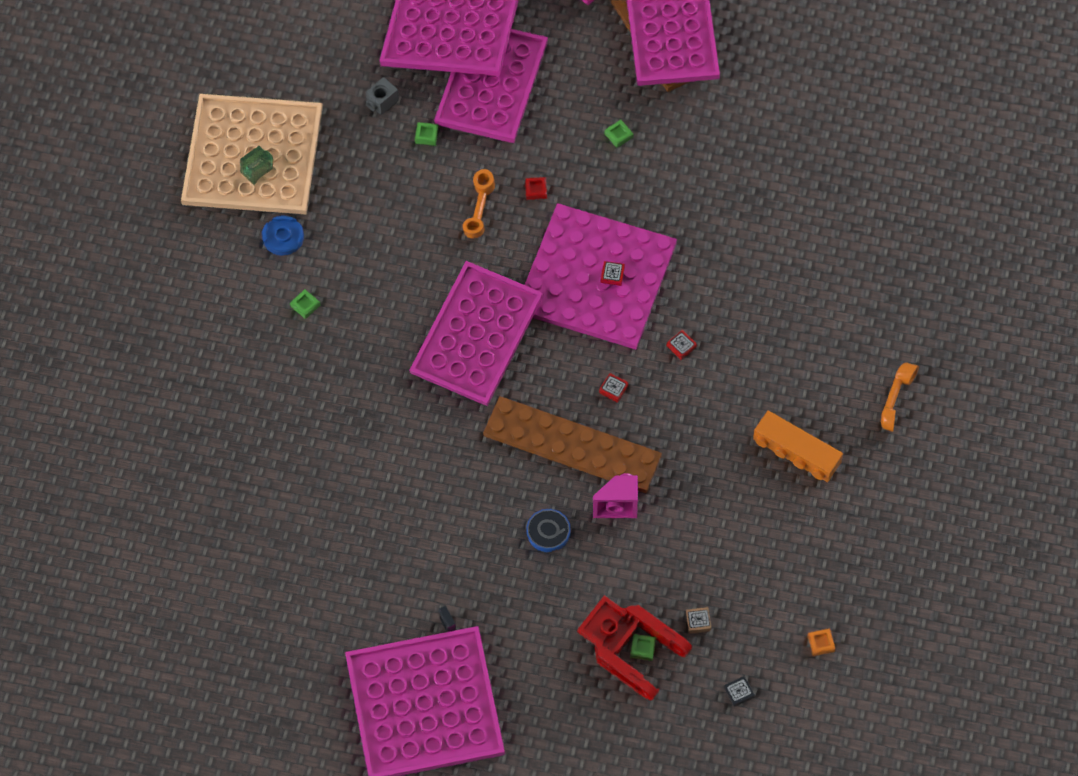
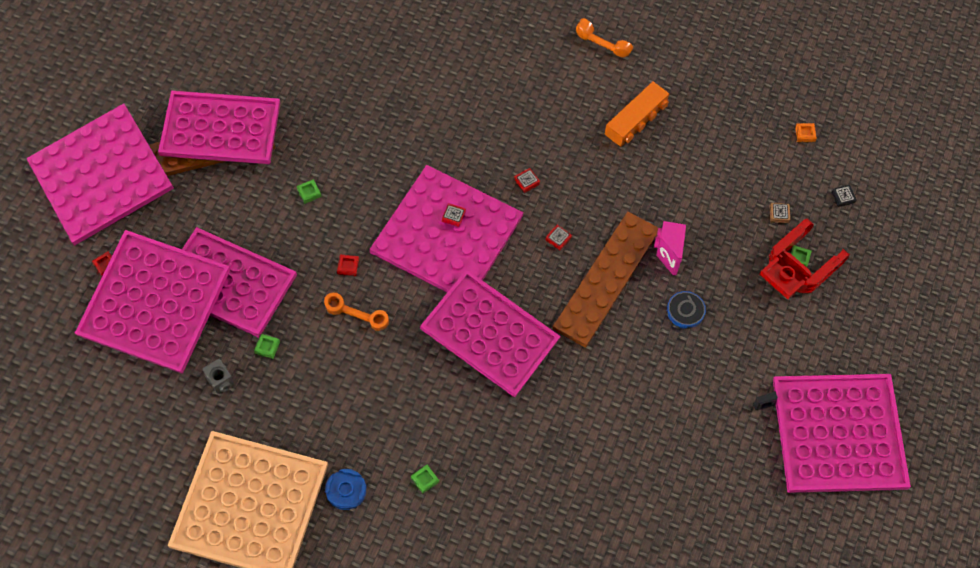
camera: 85 degrees left, 0 degrees up
(256, 164) = (270, 497): clear green window -> none

